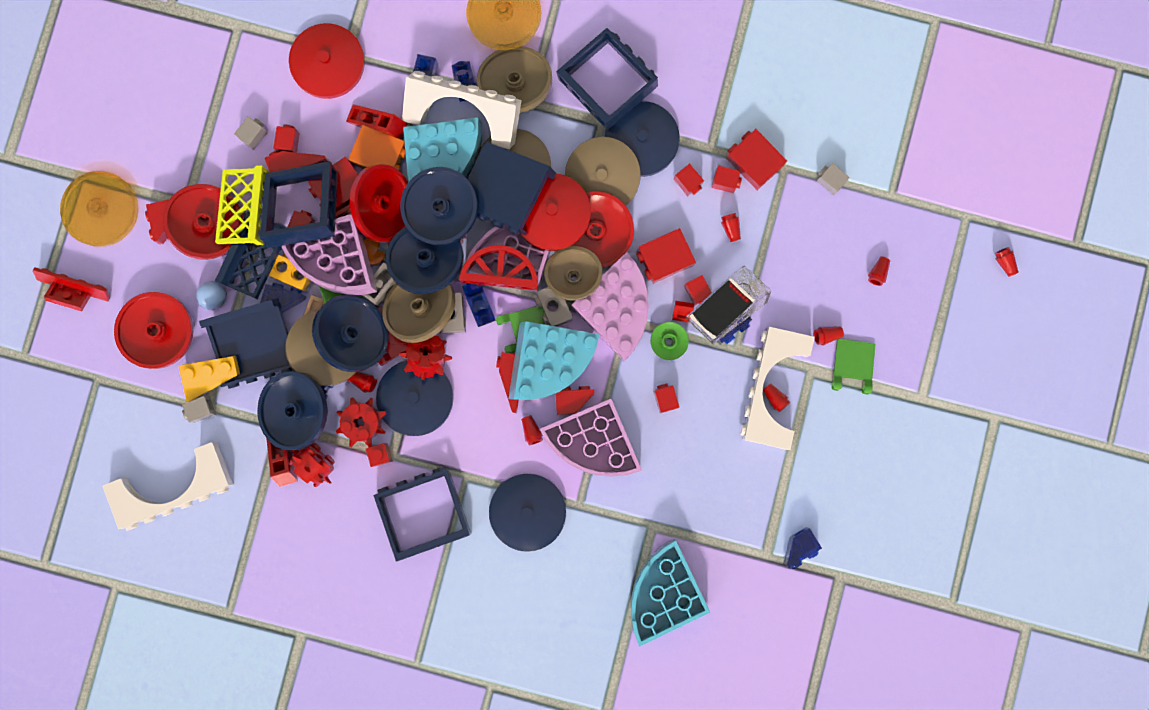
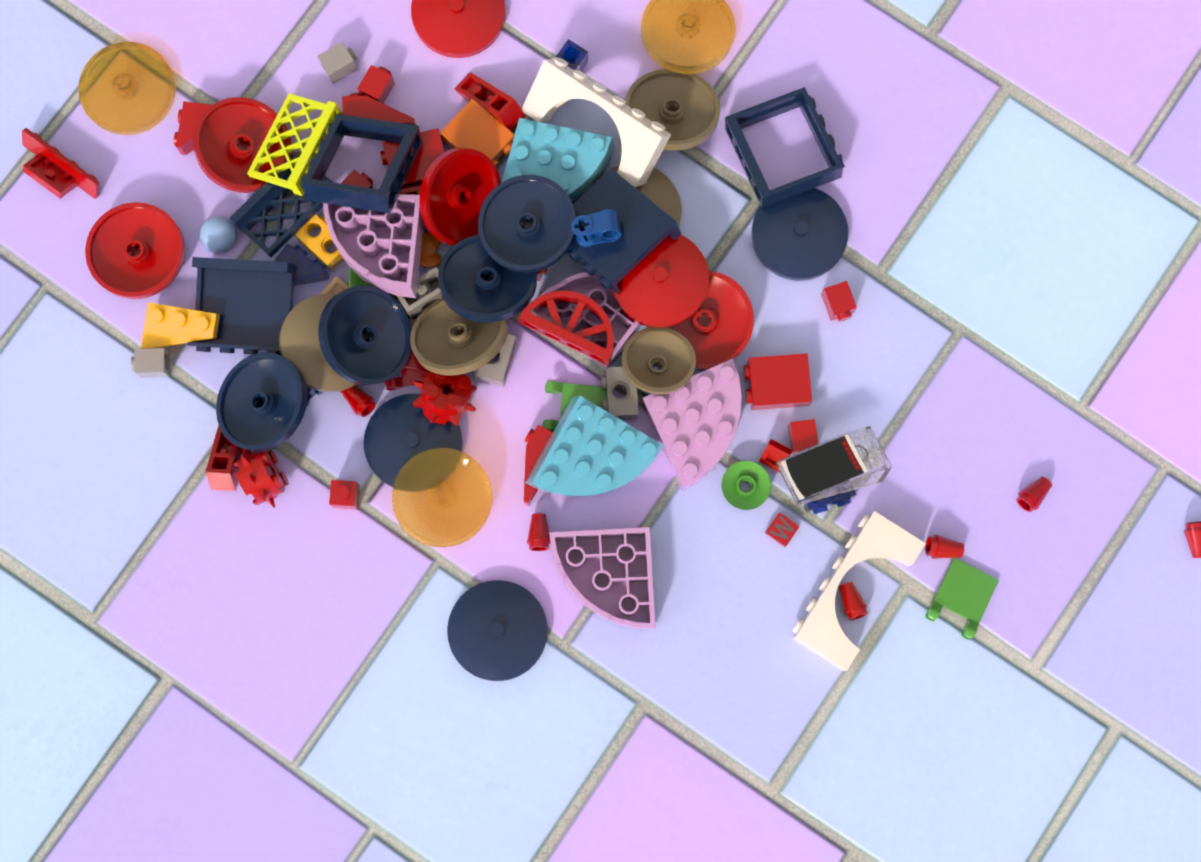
camera: 20 degrees right, 5 degrees down
(132, 508) = (132, 449): white arch -> none
(370, 416) = (336, 433): red brick -> none
(404, 485) = (360, 543): dark blue window -> none
(451, 431) = (442, 497): none -> clear yellow dish
(463, 73) = (614, 81): clear blue slope -> none
(478, 304) = (531, 358): clear blue slope -> none
(493, 191) = (598, 228): none -> blue piece
(571, 401) = (601, 514): red slope -> none
(606, 167) = (744, 250): dark tan dish -> none
(665, 595) = (628, 793): medium azure brick -> none
(666, 398) = (717, 553): red brick -> none
(706, 363) = (782, 529): none -> red tile
(726, 179) = (885, 316): red brick -> none
(731, 226) = (871, 375): red cone -> none
(756, 158) = (929, 305): red brick -> none
(800, 546) = (818, 796): clear blue slope -> none
(832, 178) = (1015, 361): light grey brick -> none

